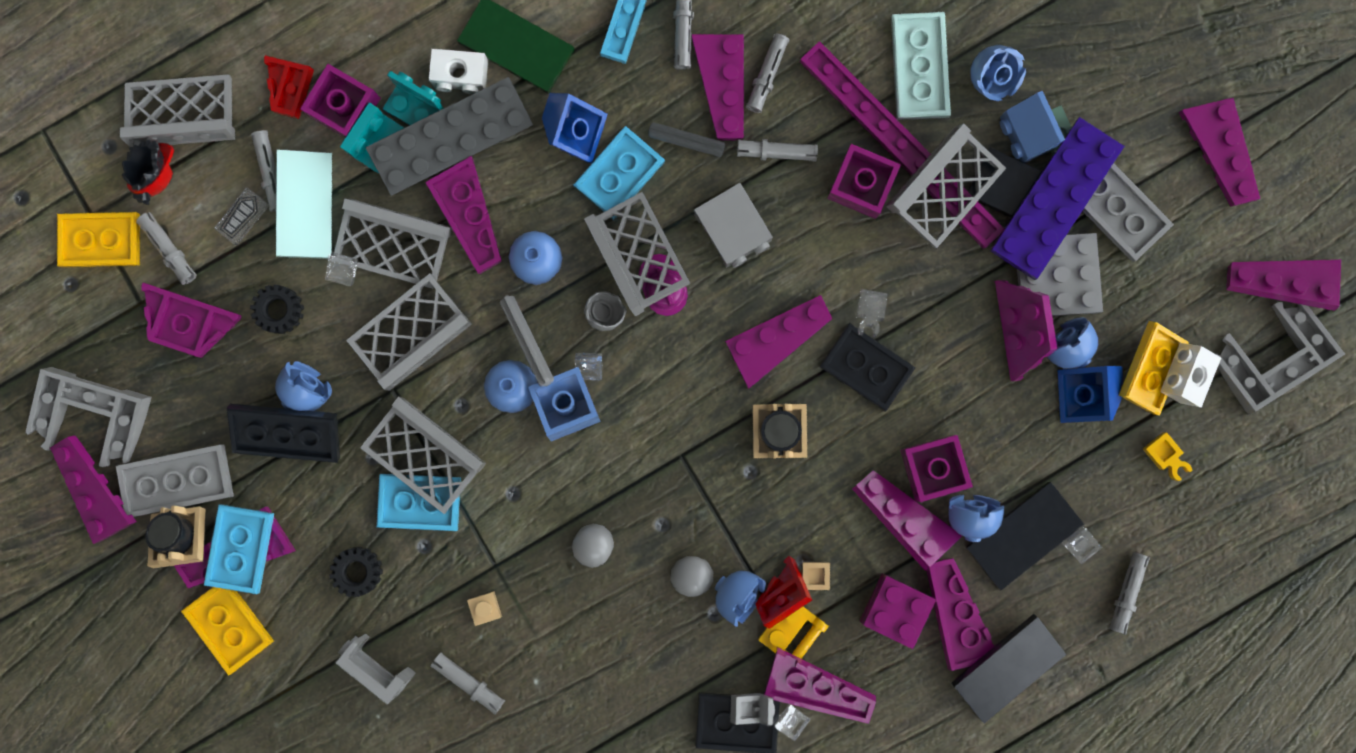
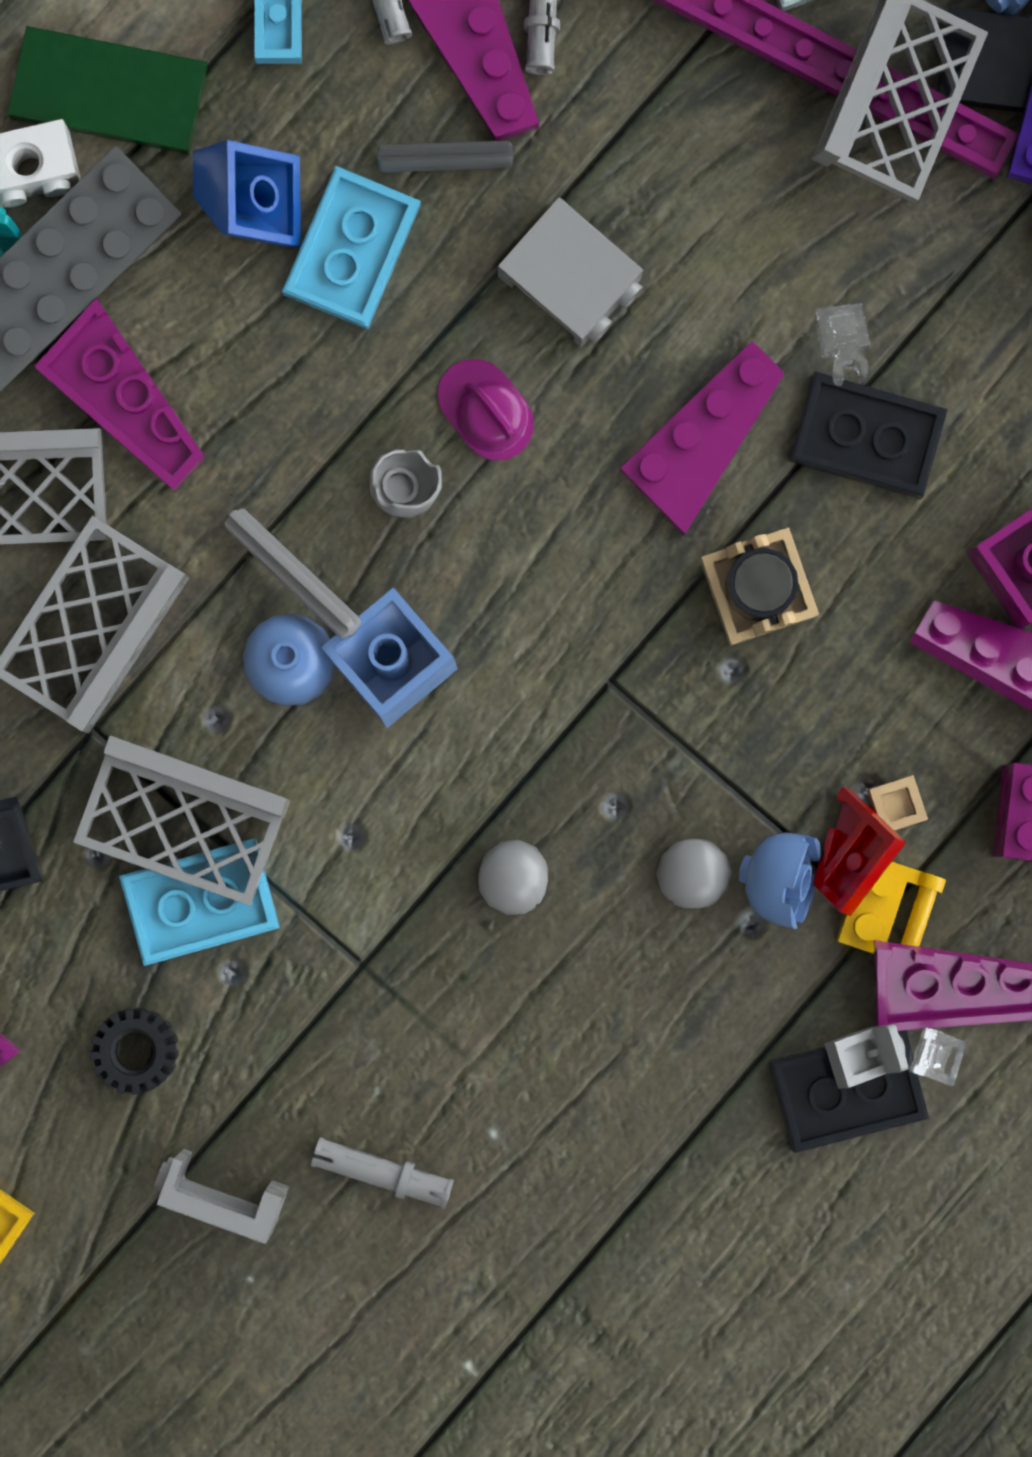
camera: 35 degrees left, 0 degrees up
(484, 608) = (368, 1041): tan plate -> none
(535, 257) = (259, 433): medium blue cylinder -> none
(590, 365) = (411, 580): clear plate -> none
(616, 263) = (399, 396): light grey fence -> none
(777, 150) = (601, 125): light grey pin -> none
(863, 181) = (762, 129): magenta brick -> none

